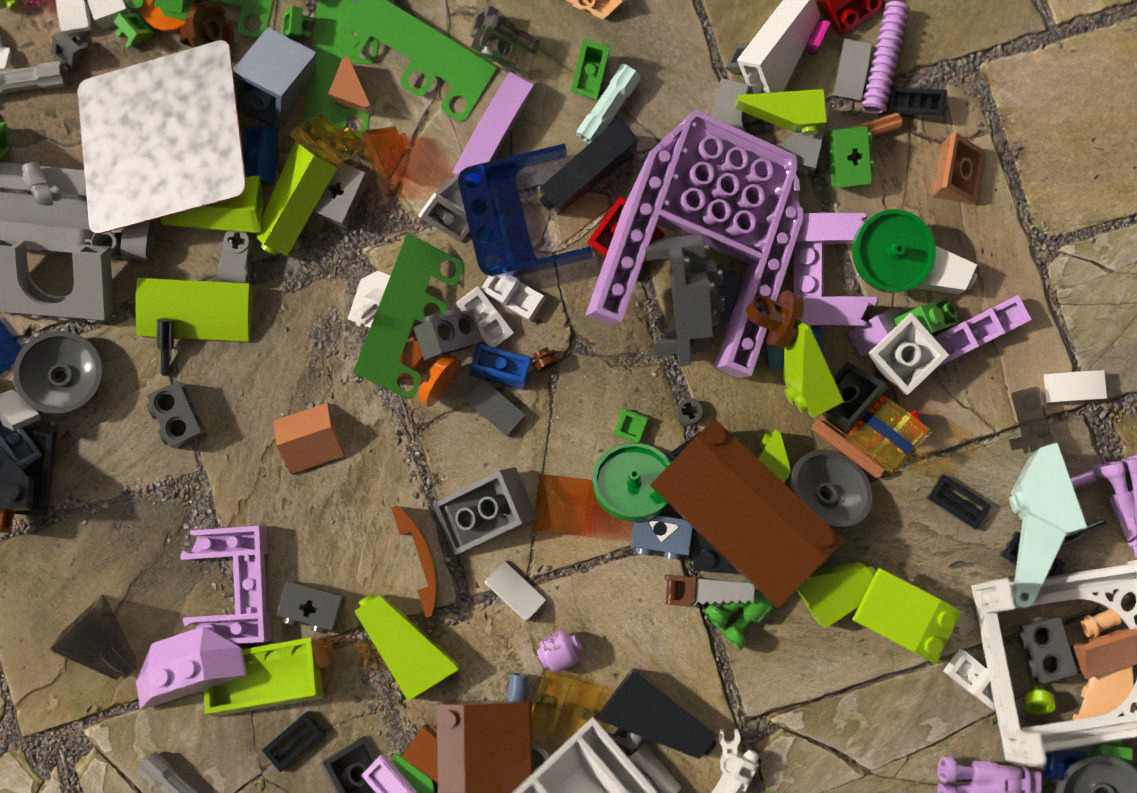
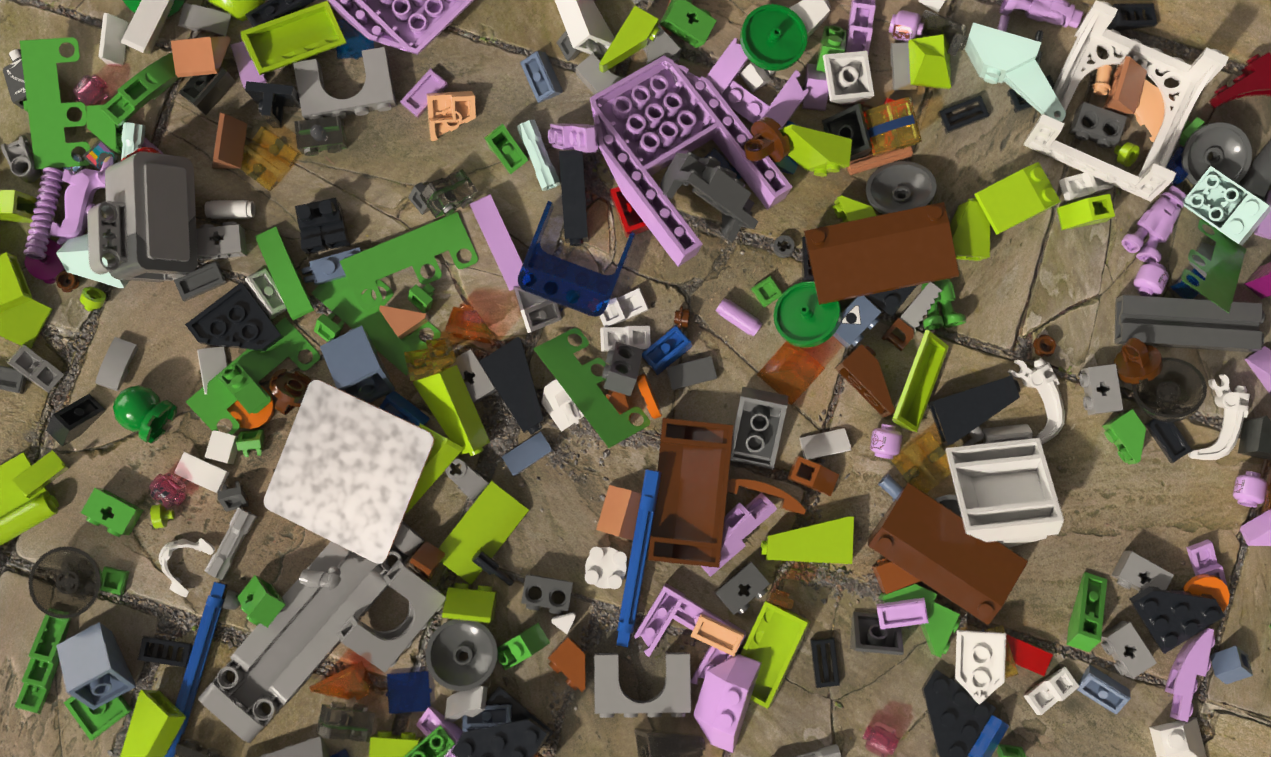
camera: 65 degrees left, 0 degrees up
(107, 426) = (522, 646): none -> bright green slope
(113, 346) = (469, 603): none -> lime slope
(114, 553) = (672, 699): none -> light grey arch
(123, 486) = (571, 661): none -> dark orange slope
(126, 274) = (427, 560): none -> dark orange slope
(158, 451) = (564, 621): none -> white slope
(240, 455) = (605, 567): none -> white piece
(245, 612) = (717, 634): none -> light nougat tile
(272, 480) = (638, 556): none -> blue piece
(302, 301) = (527, 454): none -> sand blue slope
(360, 555) = (739, 524): none -> lavender slope
(362, 240) = (513, 381): none -> black slope
(369, 488) = (691, 493): none -> reddish brown slope
(386, 91) = (421, 297): none -> bright green tile
(472, 601) = (813, 476): none -> dark orange slope
(584, 415) = (738, 317): none -> lavender piece
(612, 580) = (866, 377): none -> reddish brown slope
(643, 644) = (920, 382): none -> lime slope
(646, 123) = (574, 136): none -> lavender slope
(691, 54) = (541, 76): none -> sand blue slope
(781, 745) = (1050, 345): none -> reddish brown plate
(842, 264) = (755, 77): none -> white slope
(945, 698) = (1086, 212): none -> lime slope
(964, 405) = (900, 67): none -> light grey slope
(986, 429) = (930, 62): none -> lime slope
(1007, 379) = (906, 26): none -> lavender head

